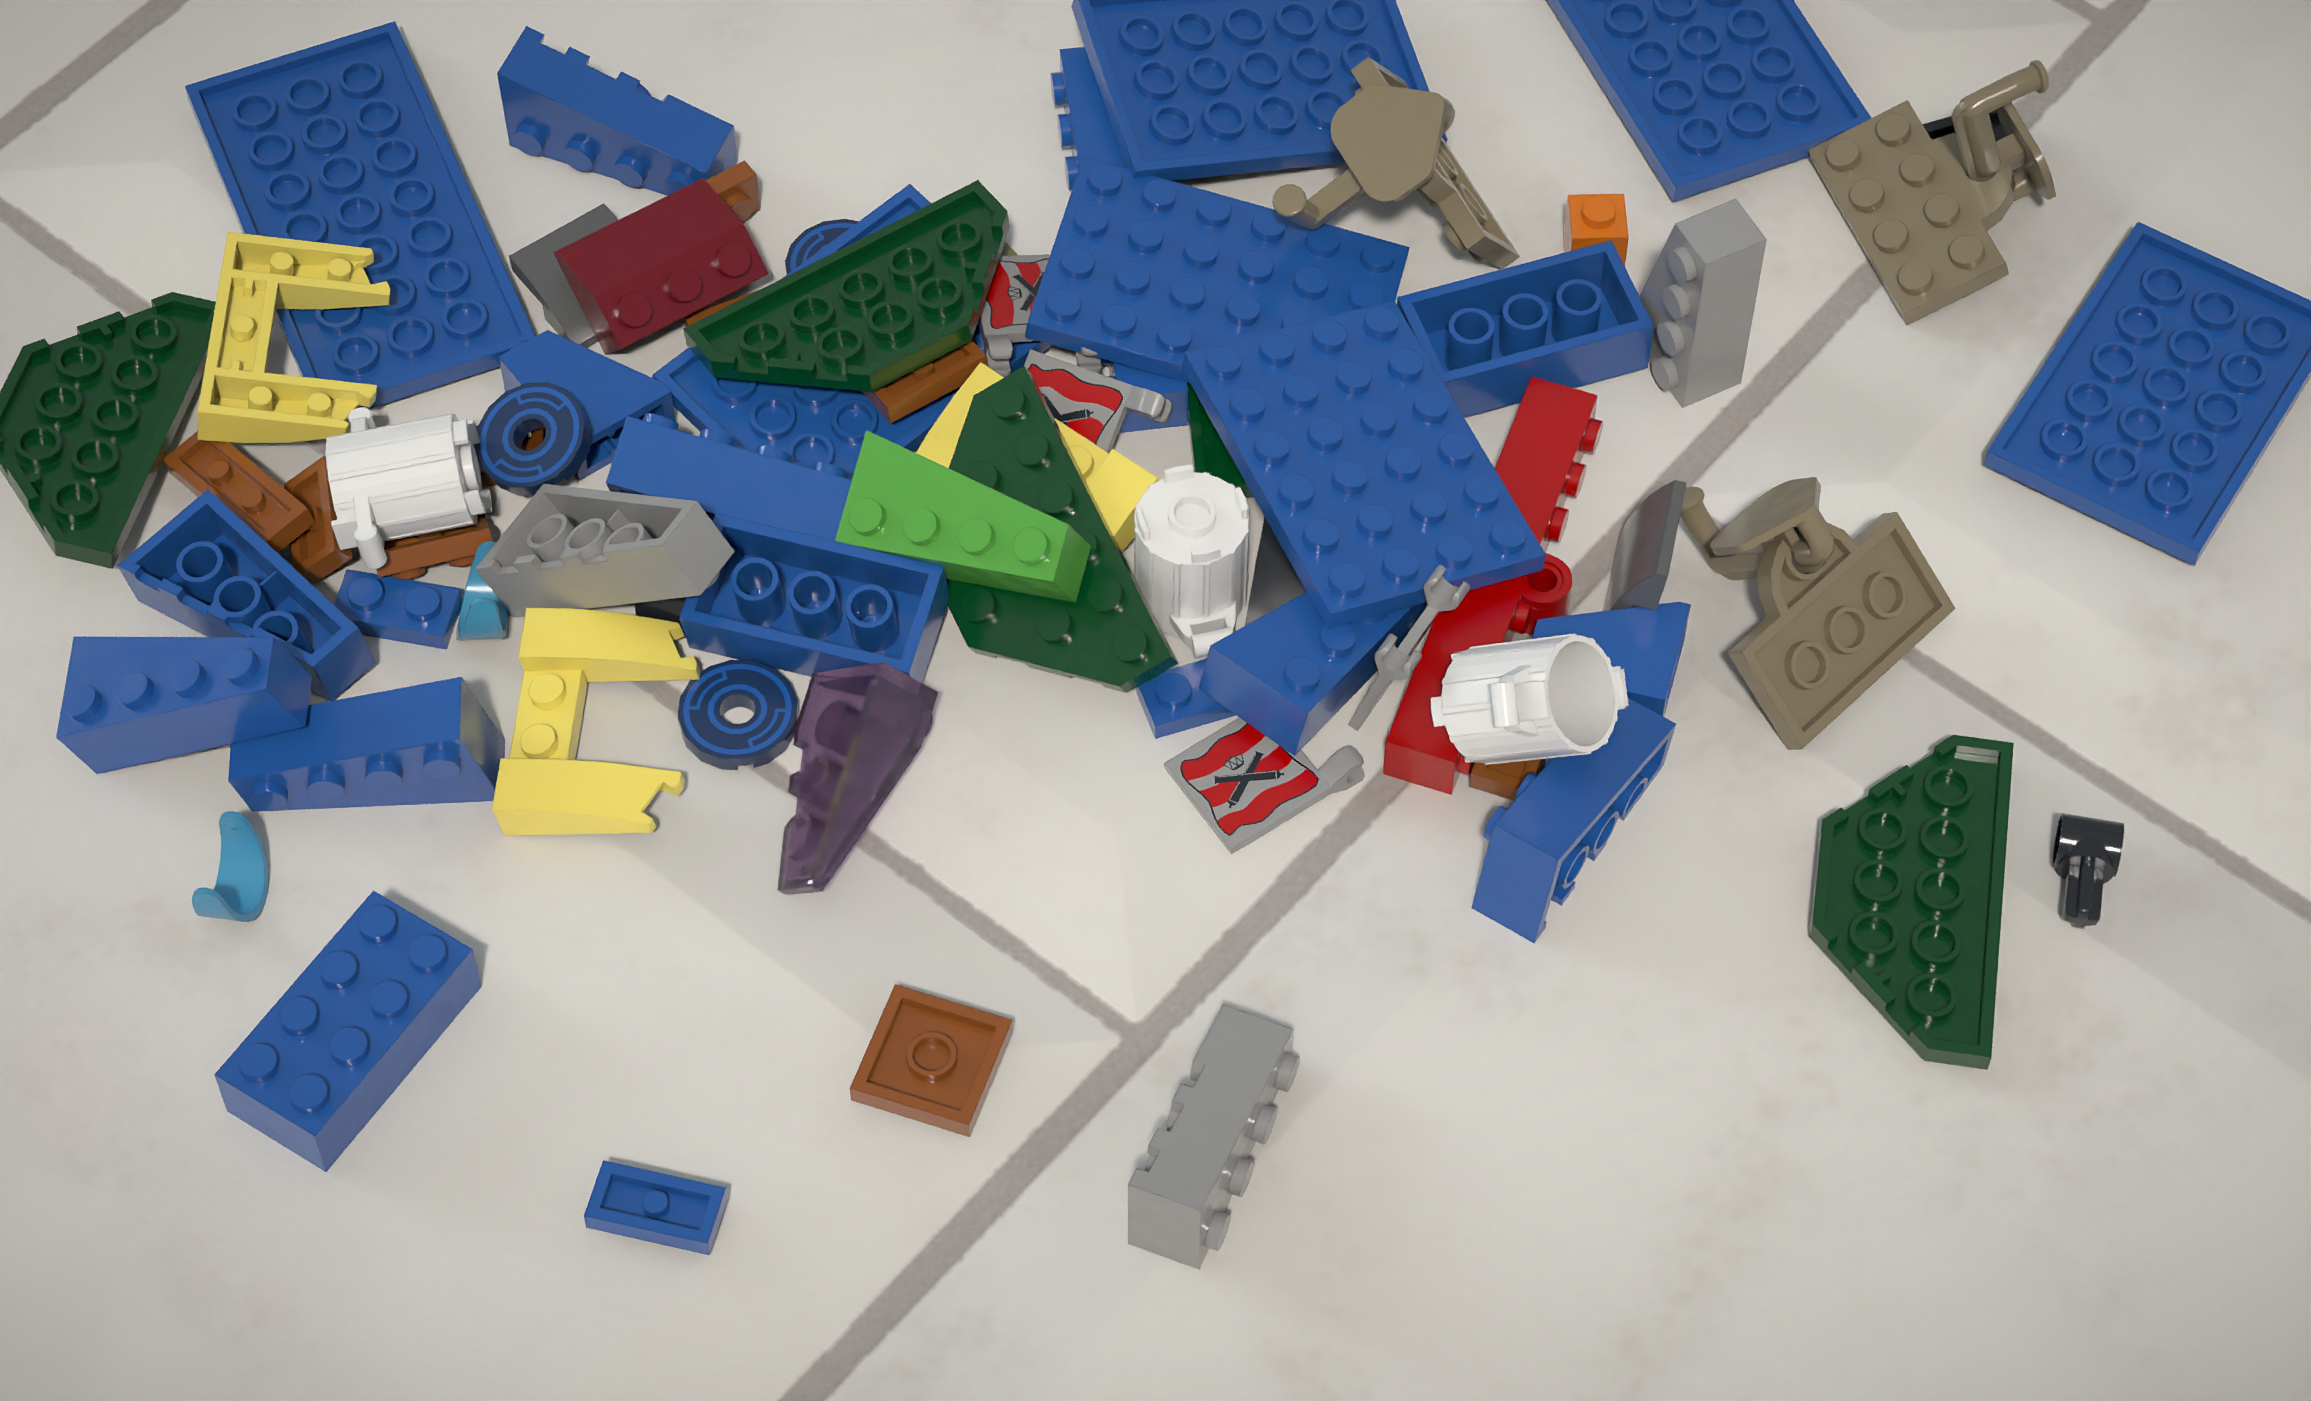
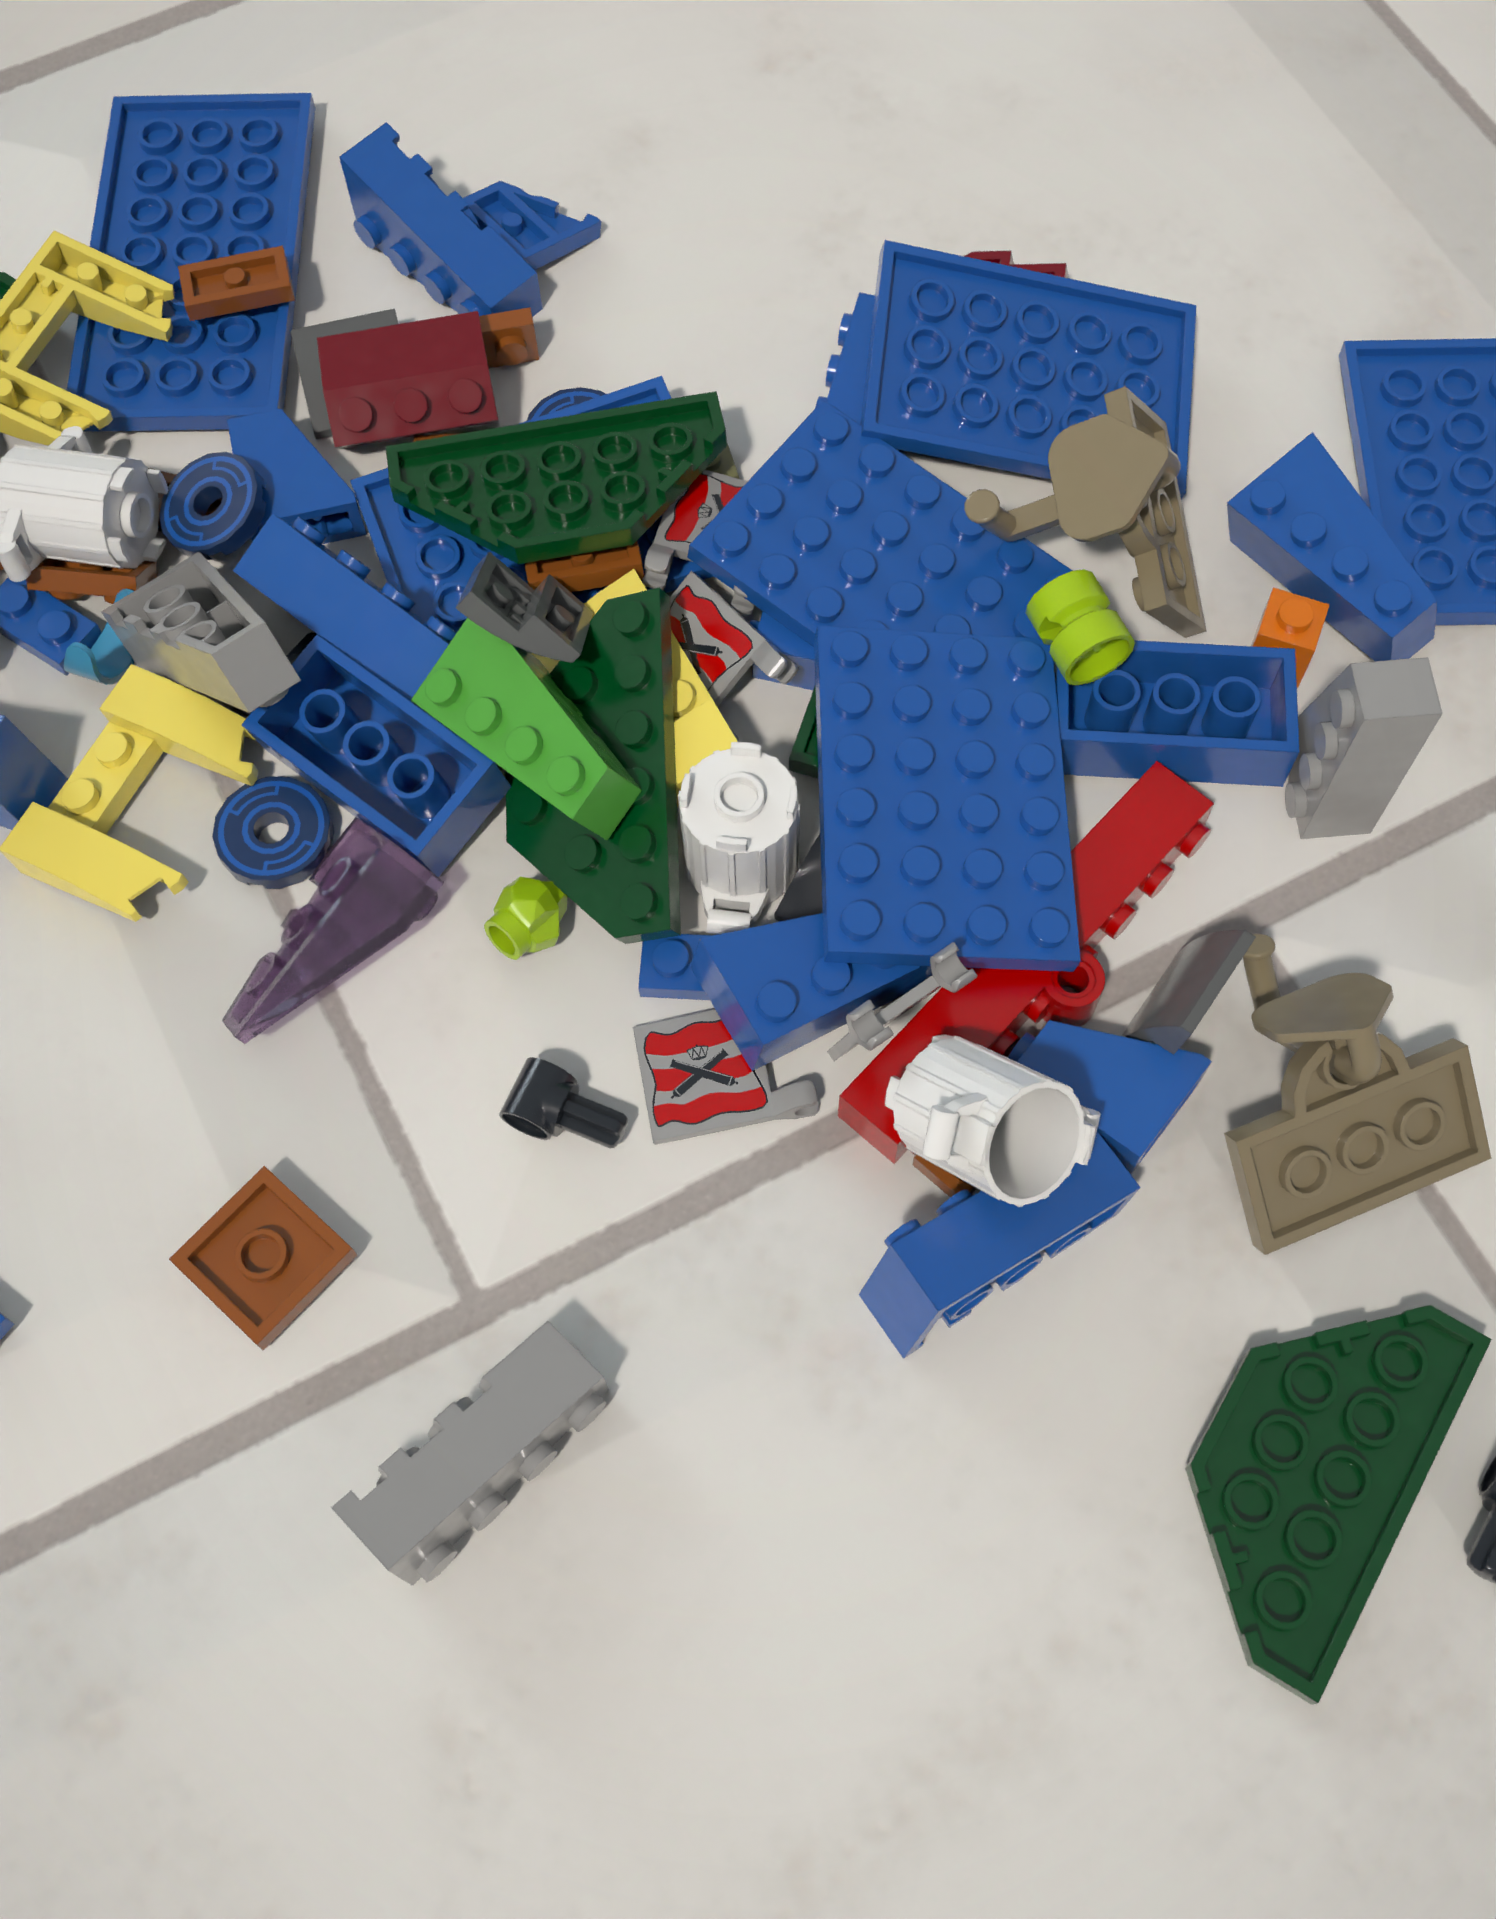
camera: 25 degrees right, 10 degrees up
(434, 227) = (236, 283): none -> dark orange plate
(693, 79) = (531, 223): none -> blue wing
(915, 427) = (537, 620): none -> dark grey slope
(1024, 702) = (526, 917): none -> lime rock
(1121, 846) = (548, 1102): none -> black axle
(1424, 282) = (1079, 628): none -> lime wheel
(1594, 141) = (1327, 545): none -> blue wedge

